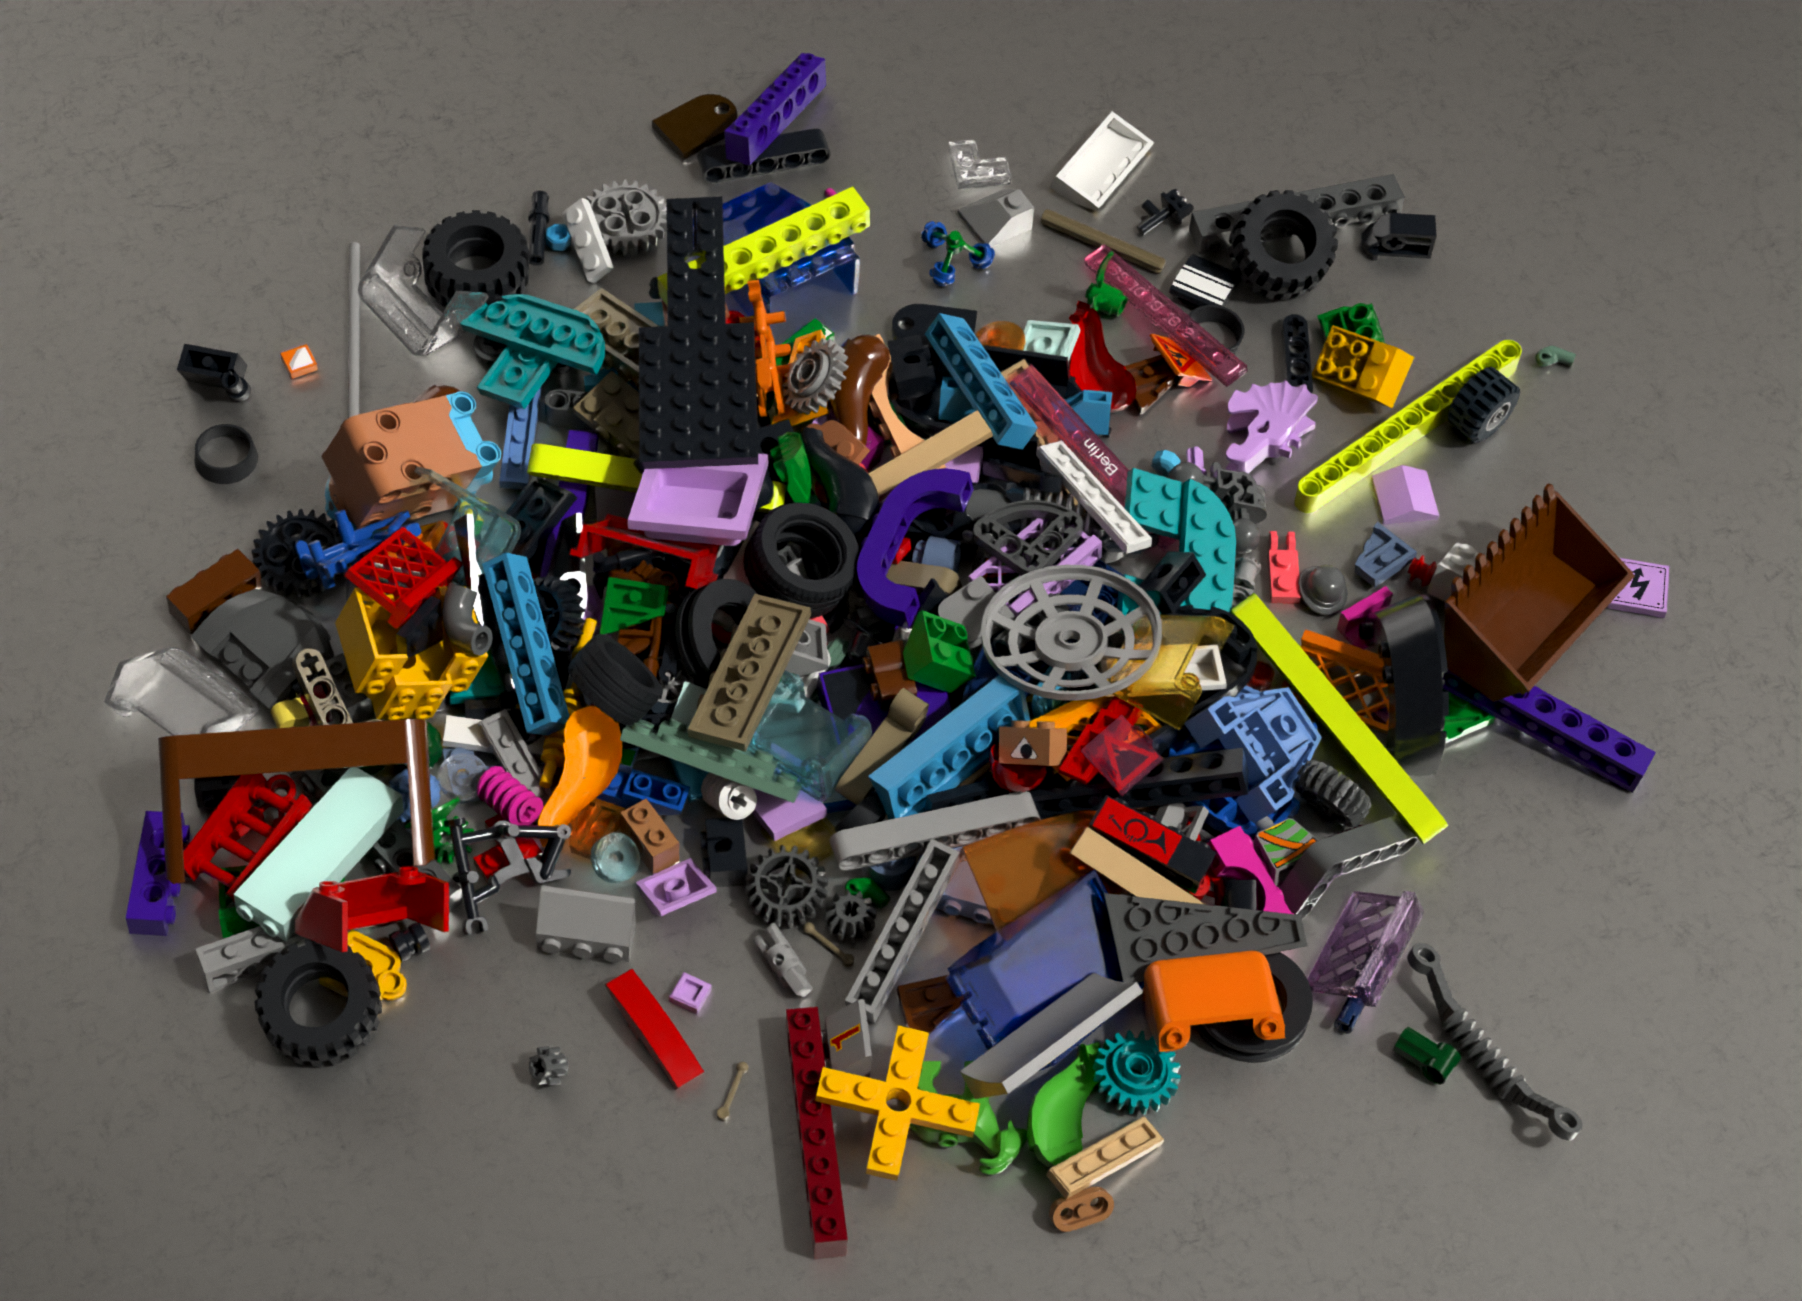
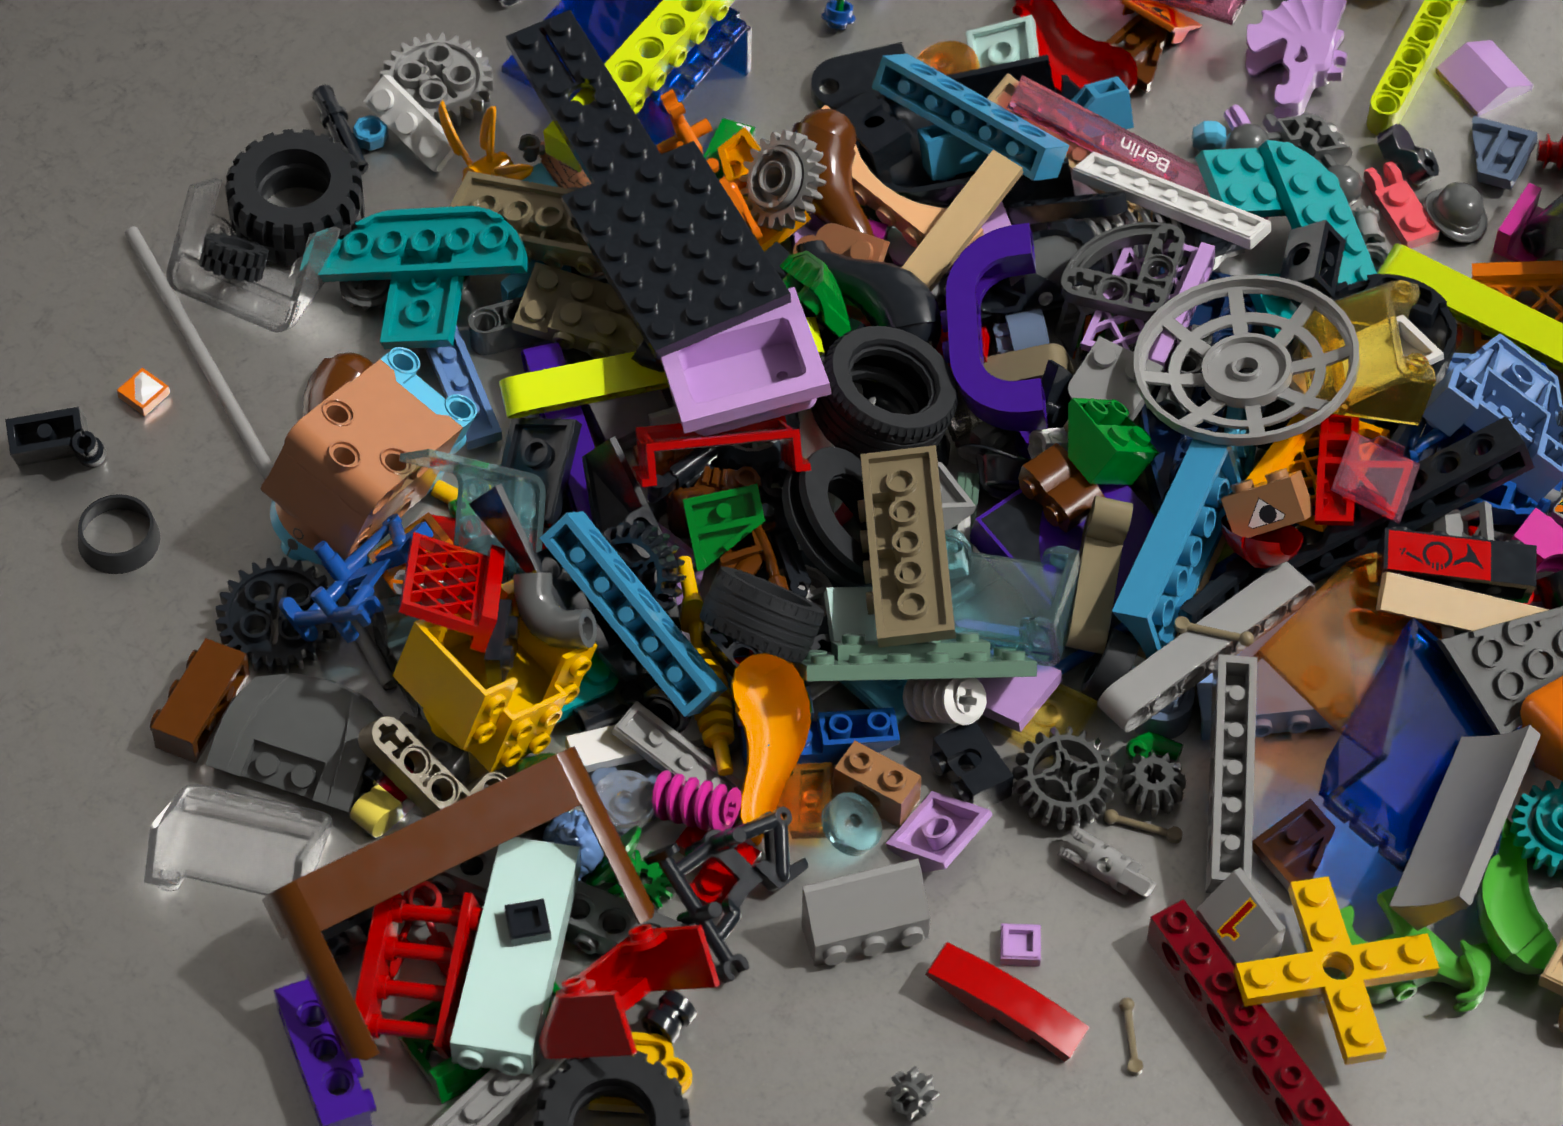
camera: 20 degrees left, 0 degrees up
(333, 832) = (527, 922): none -> black tile
(407, 289) = (233, 257): none -> black tyre
(627, 292) = (493, 163): none -> light orange plant
(920, 808) = (1183, 624): none -> dark tan hinge
(1312, 539) = (1399, 147): none -> black piece

